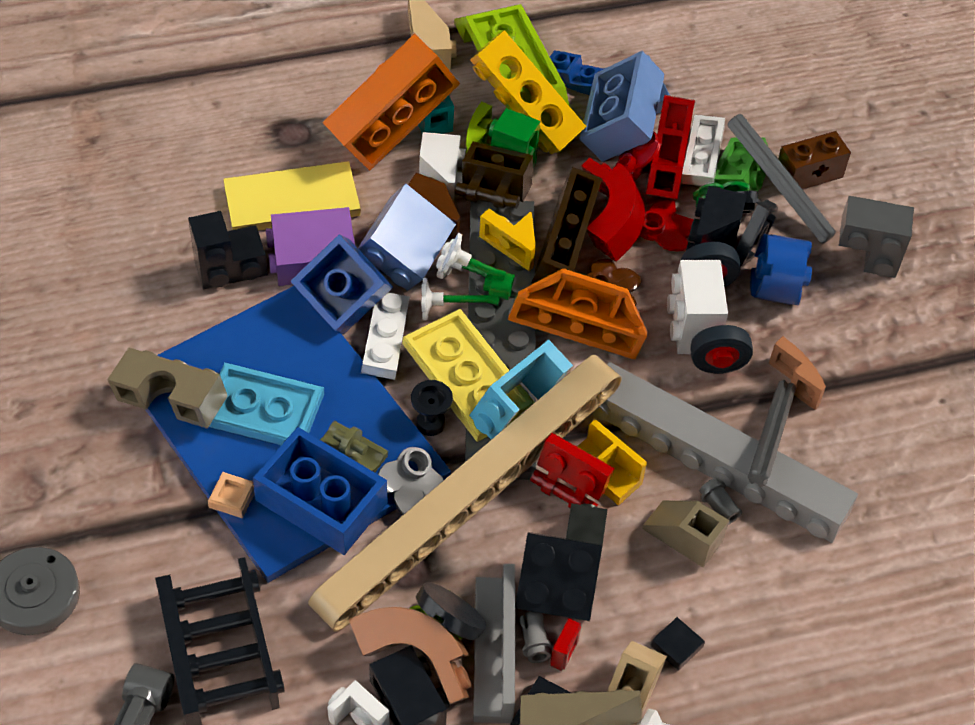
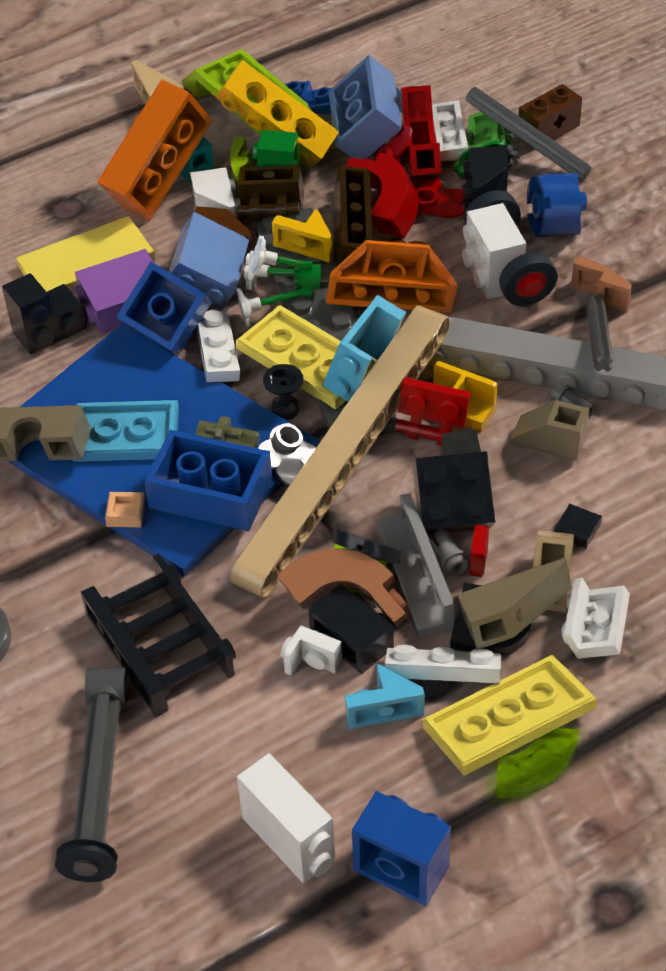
camera: 10 degrees left, 5 degrees down
(759, 224) = (523, 173): black tile -> none
(879, 230) = (632, 151): dark grey brick -> none

